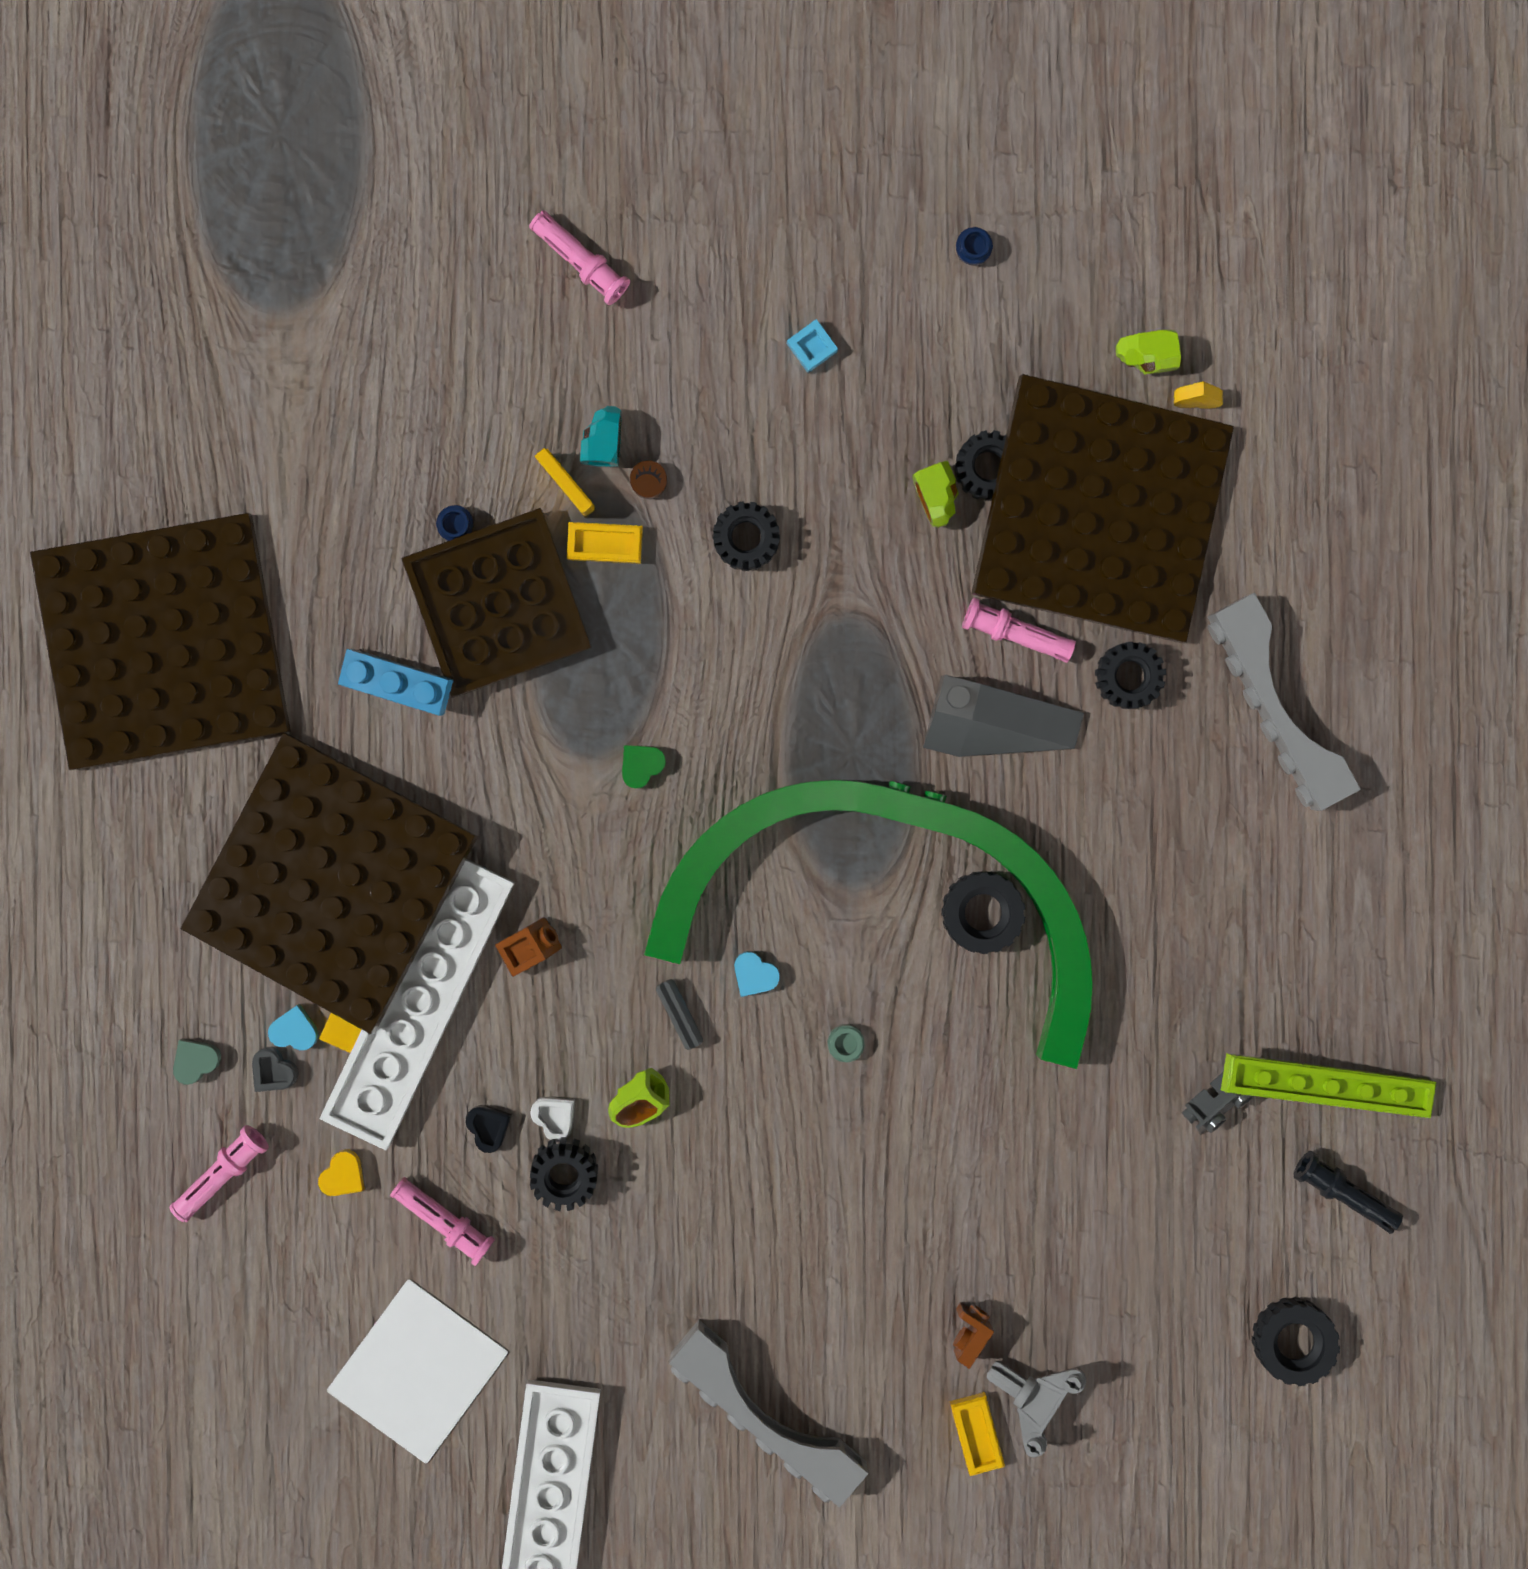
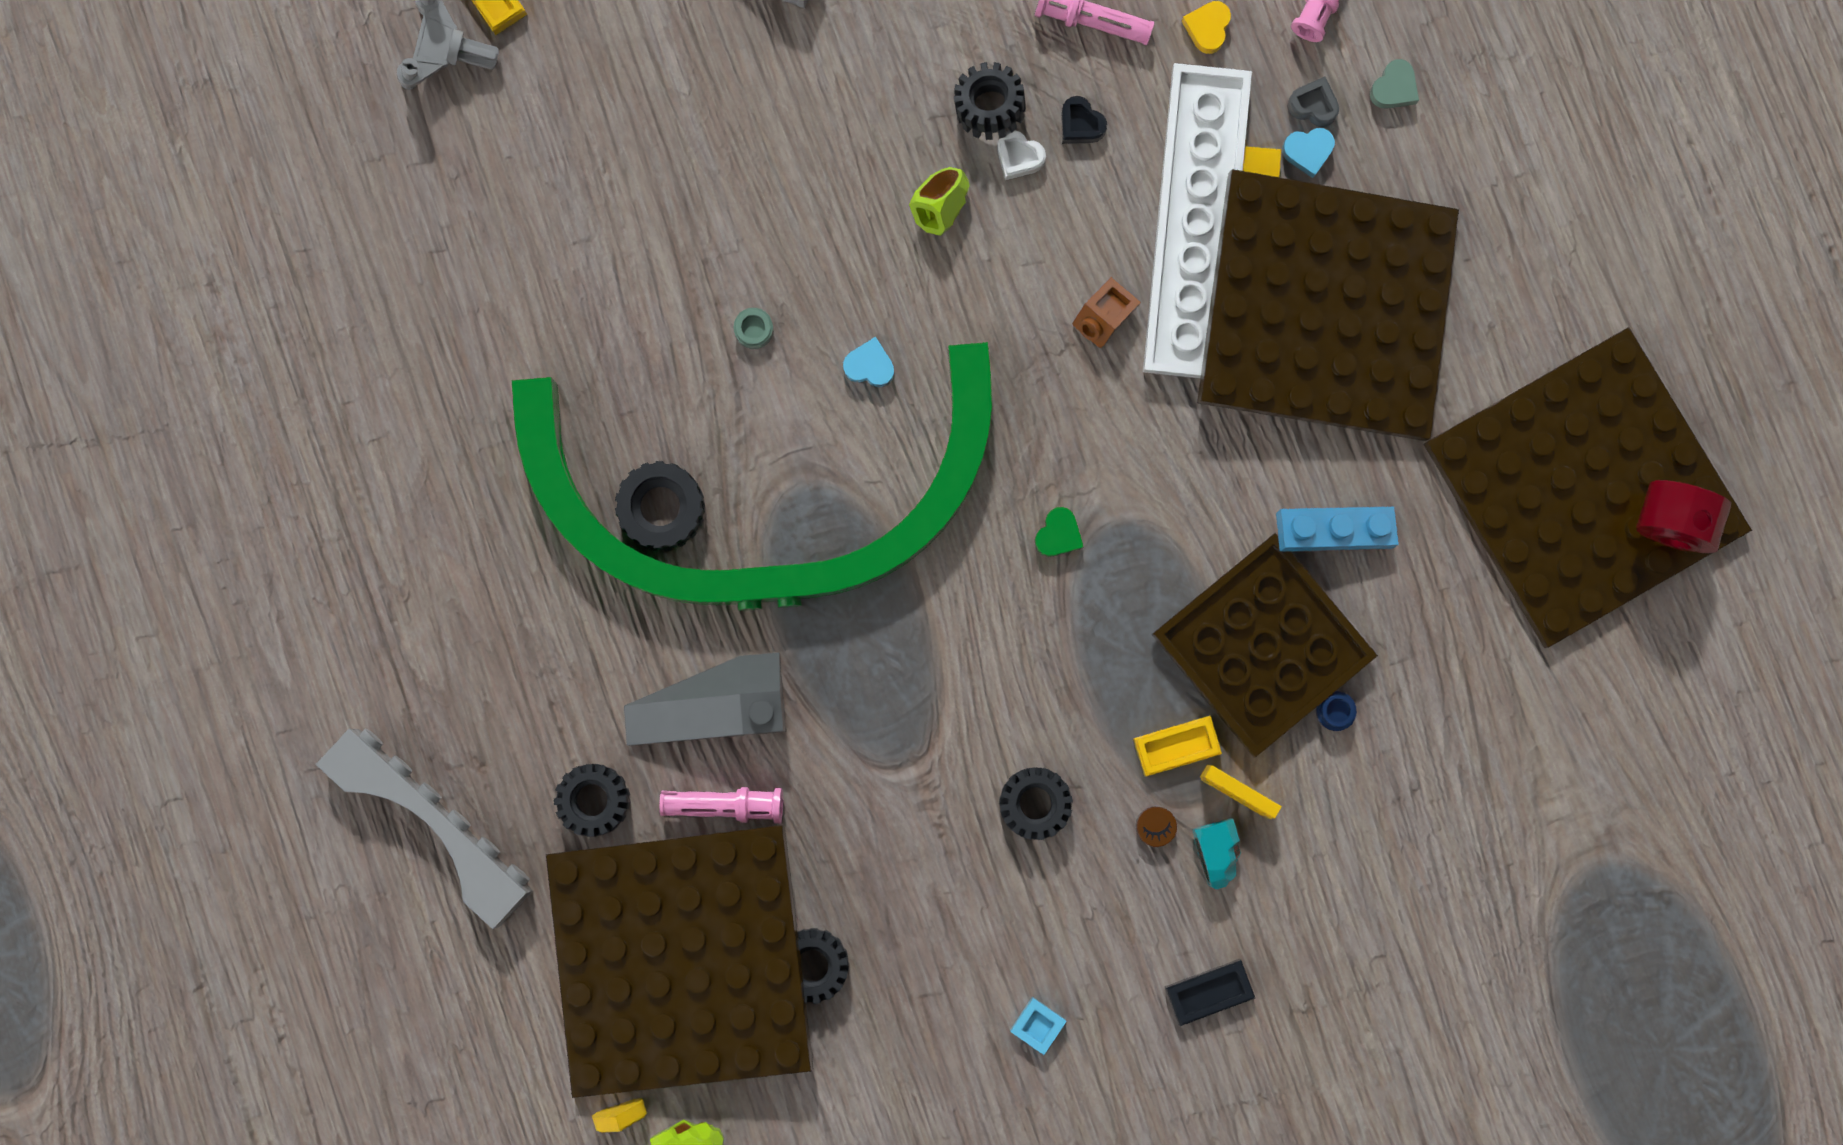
camera: 160 degrees right, 5 degrees down
(87, 580) = (1683, 516): none -> dark red piece
(591, 267) = (1293, 1025): bright pink pin -> none
(653, 321) = (1210, 992): none -> black tile
(679, 1014) = (930, 298): dark grey axle -> none
(937, 492) = (855, 918): lime rock -> none
(972, 1340) = (524, 79): dark orange bracket -> none
(1211, 1110) = (361, 388): dark grey hinge -> none
(1316, 1362) = (177, 167): black tyre -> none
(1328, 1085) = (249, 453): lime tile -> none
(1334, 1184) = (210, 357): black pin -> none

